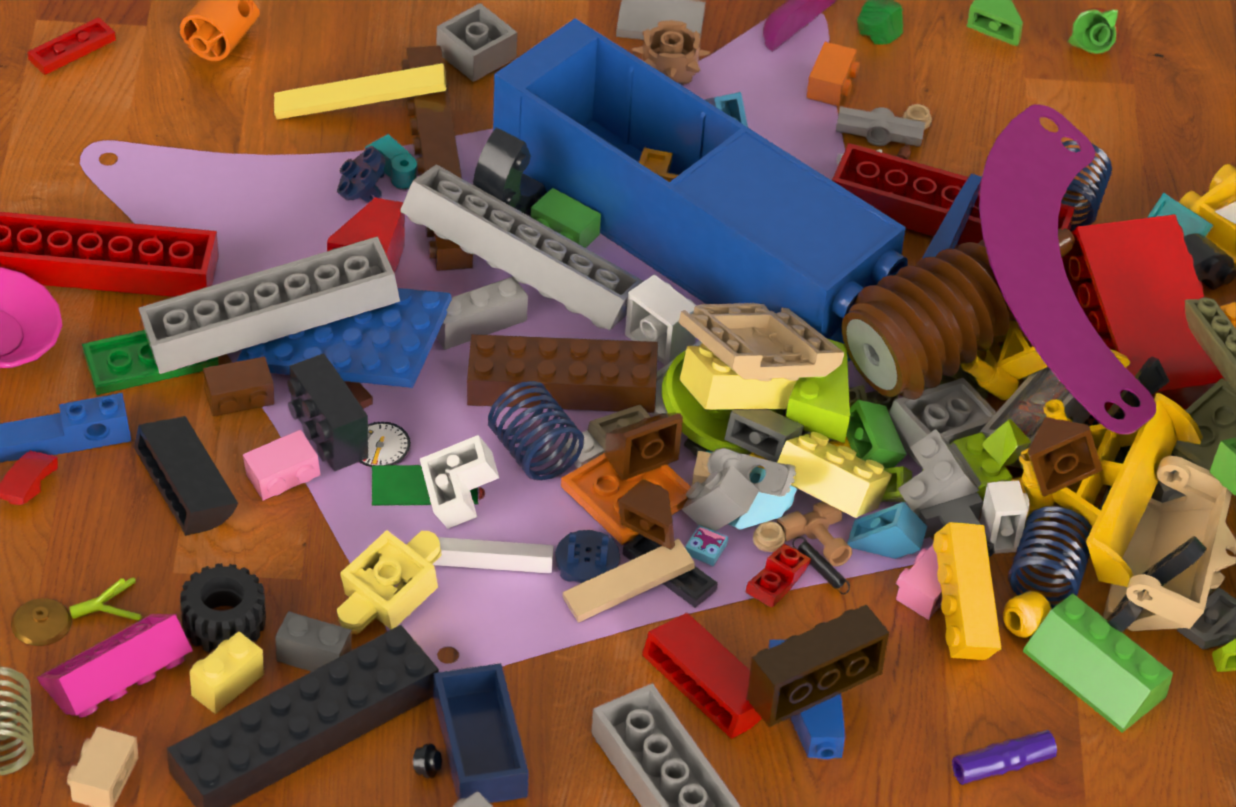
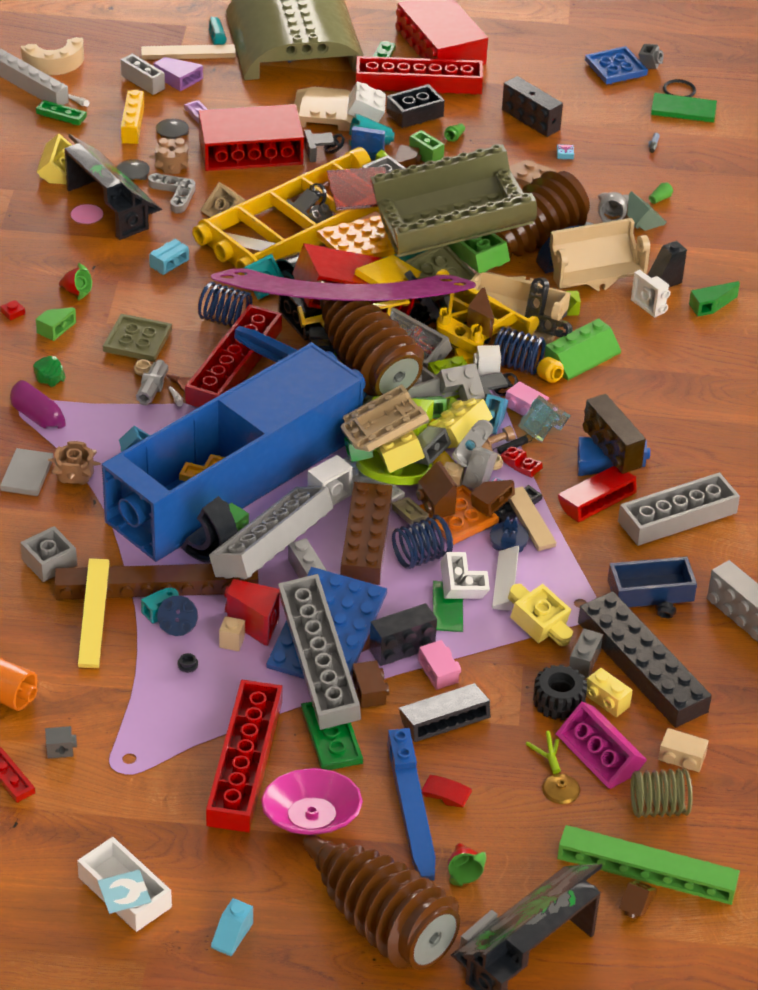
camera: 85 degrees left, 5 degrees down
(125, 83) = (60, 742): none -> dark grey brick
(279, 197) = (187, 663): none -> black plate
(326, 225) = (231, 633): none -> tan brick
(832, 74) = (101, 396): orange brick -> none
(886, 592) = (541, 418): none -> clear light blue brick
(967, 591) = (545, 382): yellow brick -> none
(982, 103) = (137, 337): none -> olive plate
(1004, 757) = (646, 391): dark purple axle -> none
(1006, 443) = (445, 349): lime slope -> none
(1147, 330) = (386, 271): none -> yellow tile
(1199, 127) = (169, 256): none -> medium azure brick

